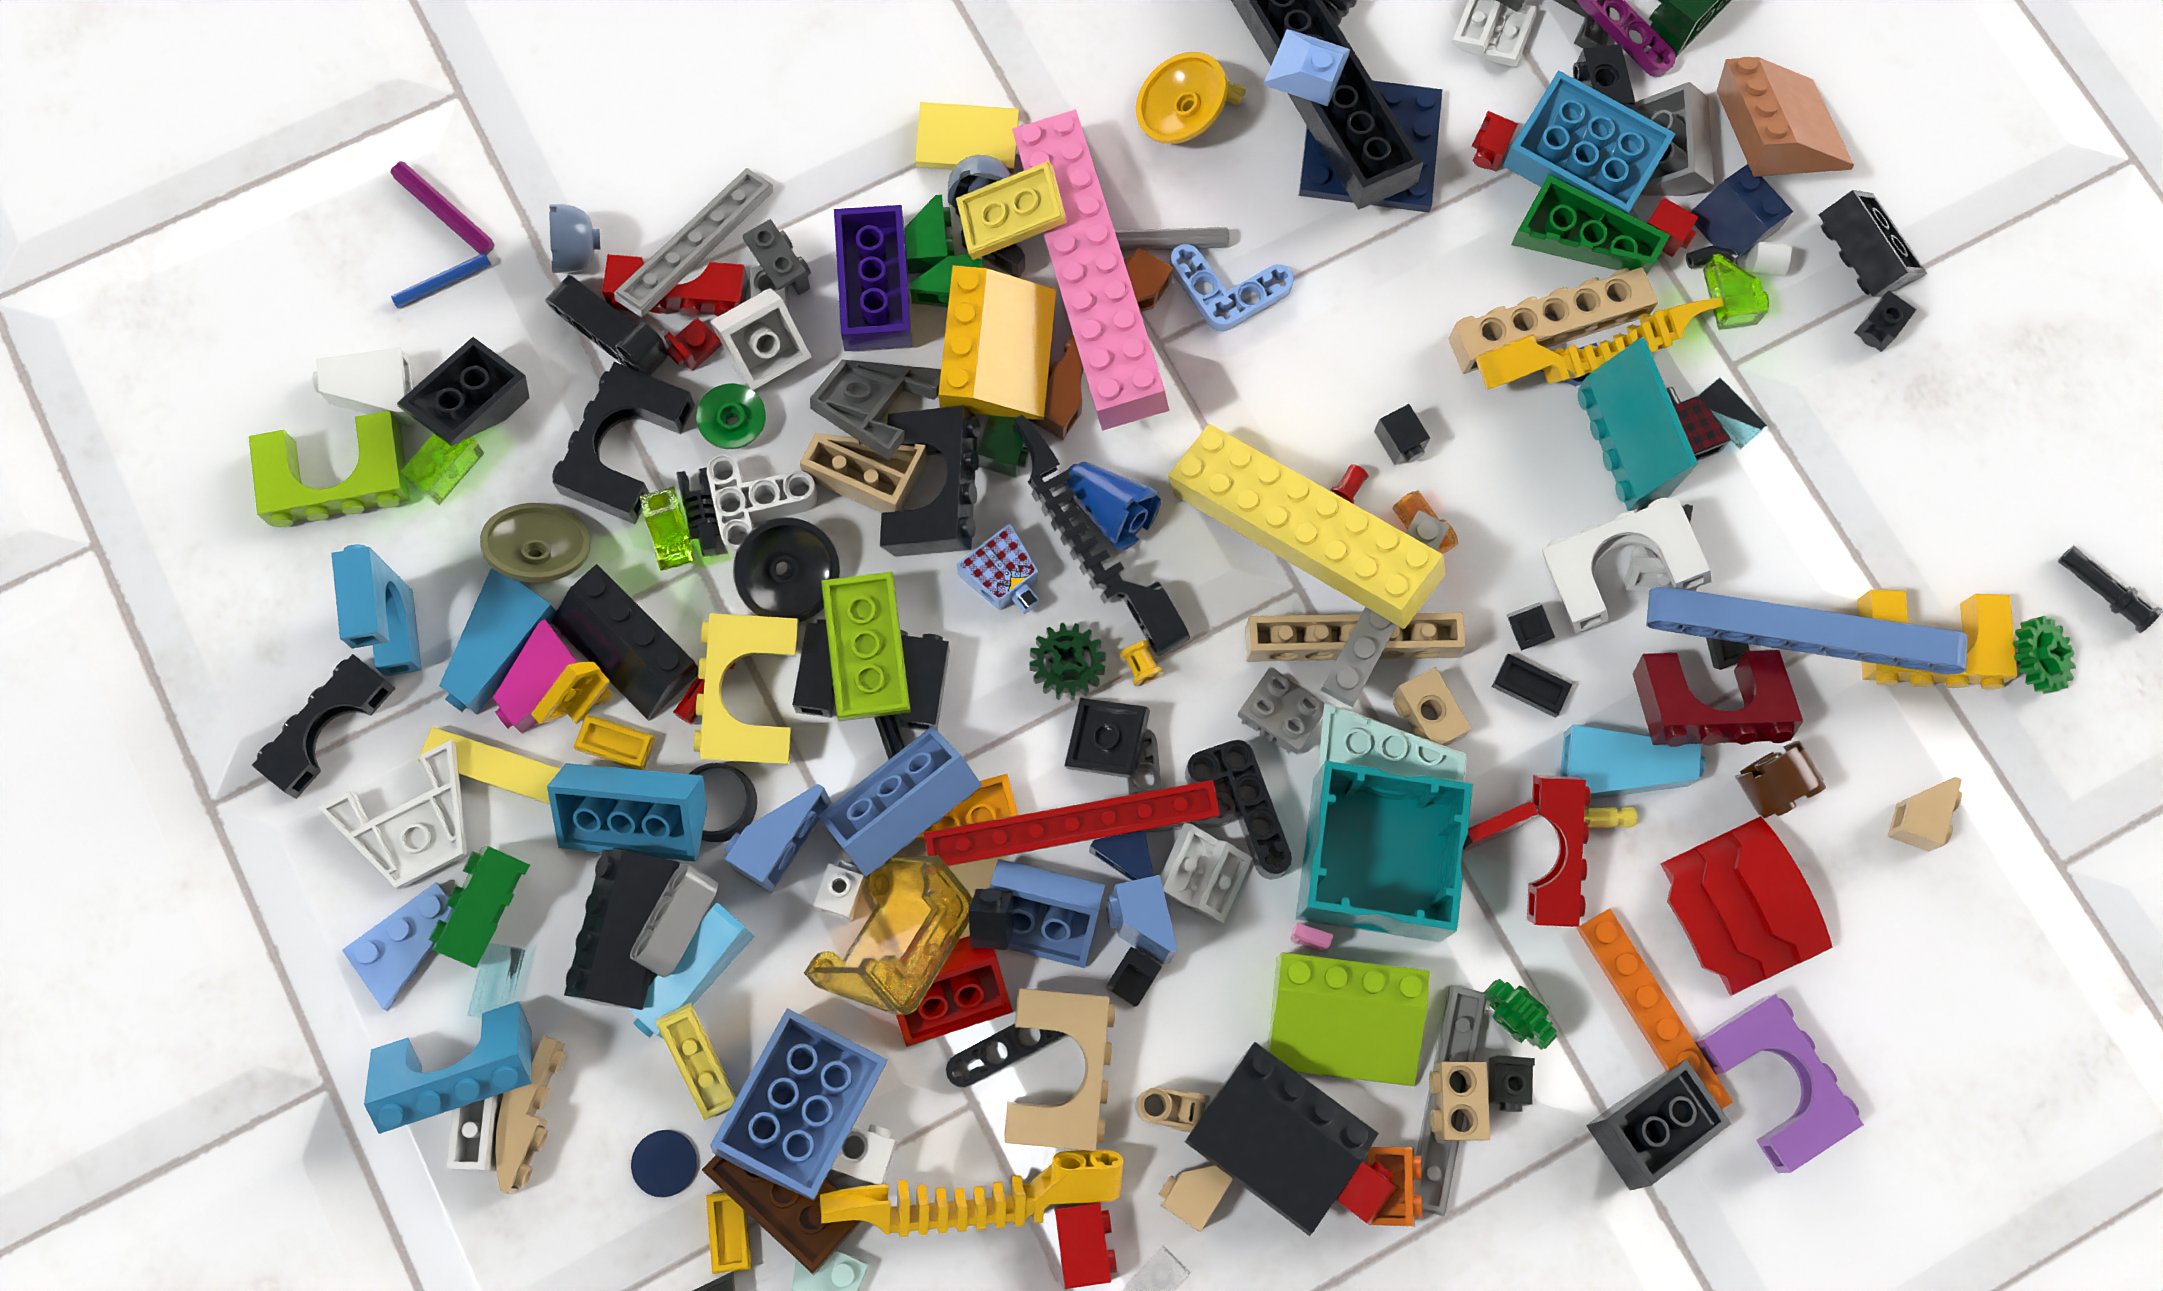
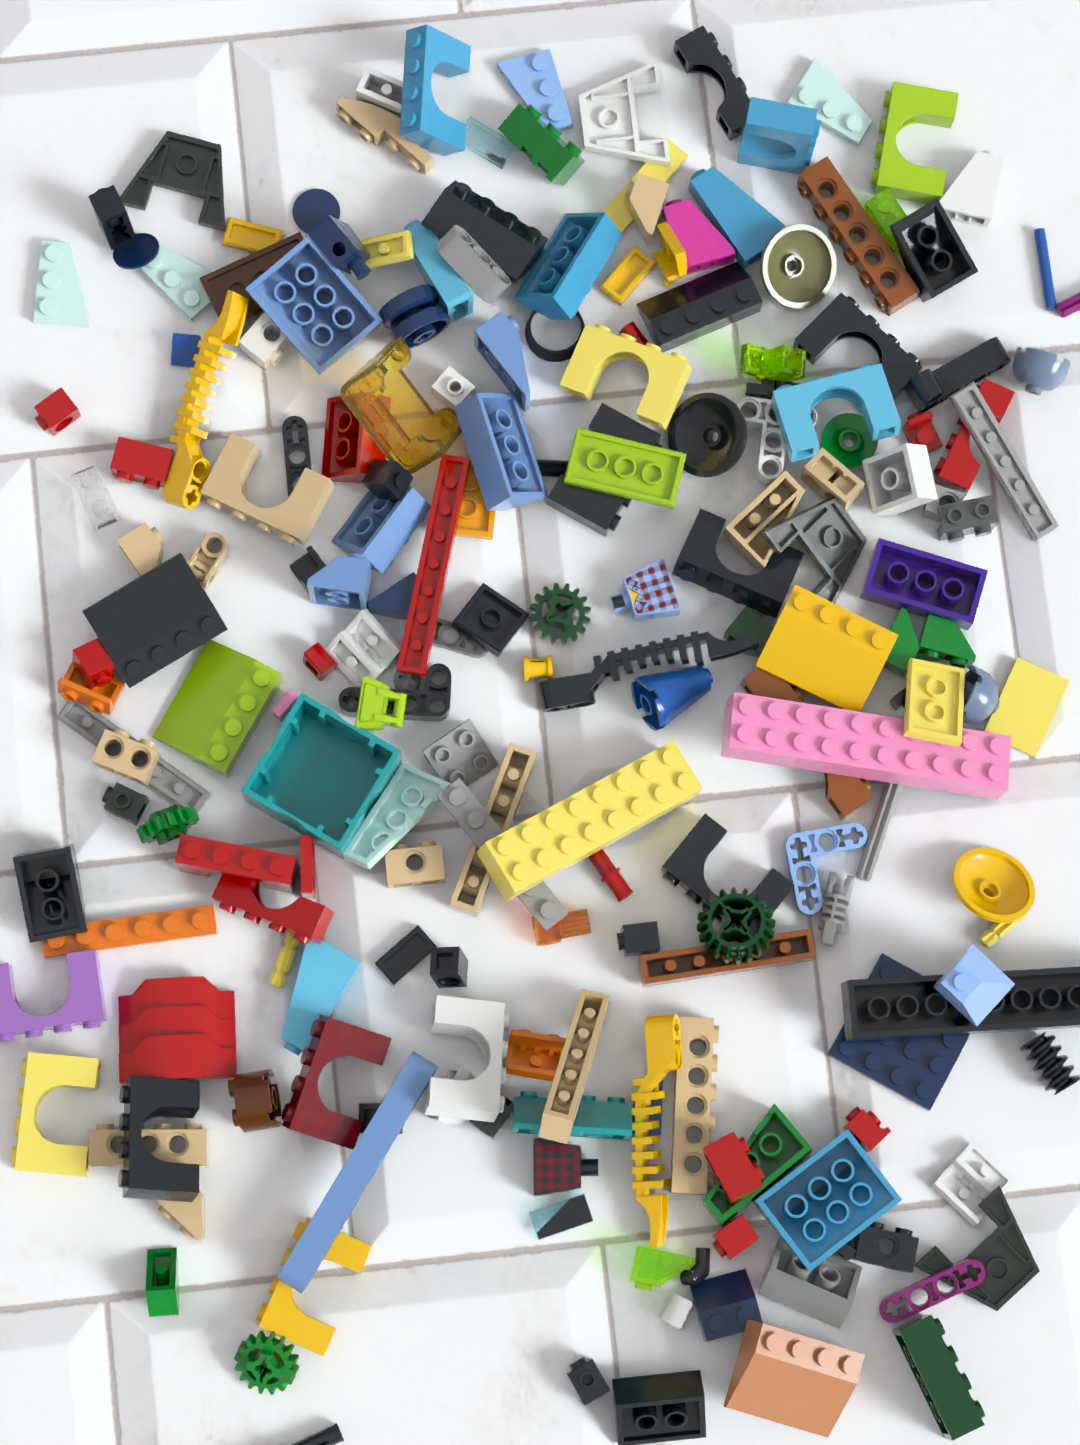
camera: 110 degrees right, 5 degrees up
(306, 593) = (834, 105): none -> light aqua wing
(452, 498) = (825, 176): none -> dark orange brick
(516, 747) = (646, 202): none -> tan slope
(667, 405) = (863, 387): none -> medium azure arch
(704, 1112) = (341, 246): none -> dark blue torso
(768, 970) = (415, 315): none -> dark blue wheel
(787, 414) = (832, 479): none -> tan brick
(913, 1254) = (183, 349): none -> blue slope
(1240, 919) = (319, 661): none -> red brick
(1275, 250) = (834, 909): none -> light grey hinge
(1276, 823) = (373, 706): none -> lime piece
(1296, 416) = (687, 863): none -> black arch
(1363, 301) = (724, 908): none -> dark green gear
(1381, 335) = (697, 963): none -> dark orange brick
(1545, 947) = (204, 856): none -> red arch
(1578, 497) = (533, 1054): none -> orange bracket
(1593, 431) = (574, 1066): none -> tan brick
(1612, 238) = (732, 1167): none -> red brick
(1902, 891) = (196, 1148): none -> tan brick
(1938, 866) = (142, 1173): none -> black arch
(1953, 1010) = (42, 1075): none -> light yellow arch
(2017, 806) = (162, 1282): none -> green slope

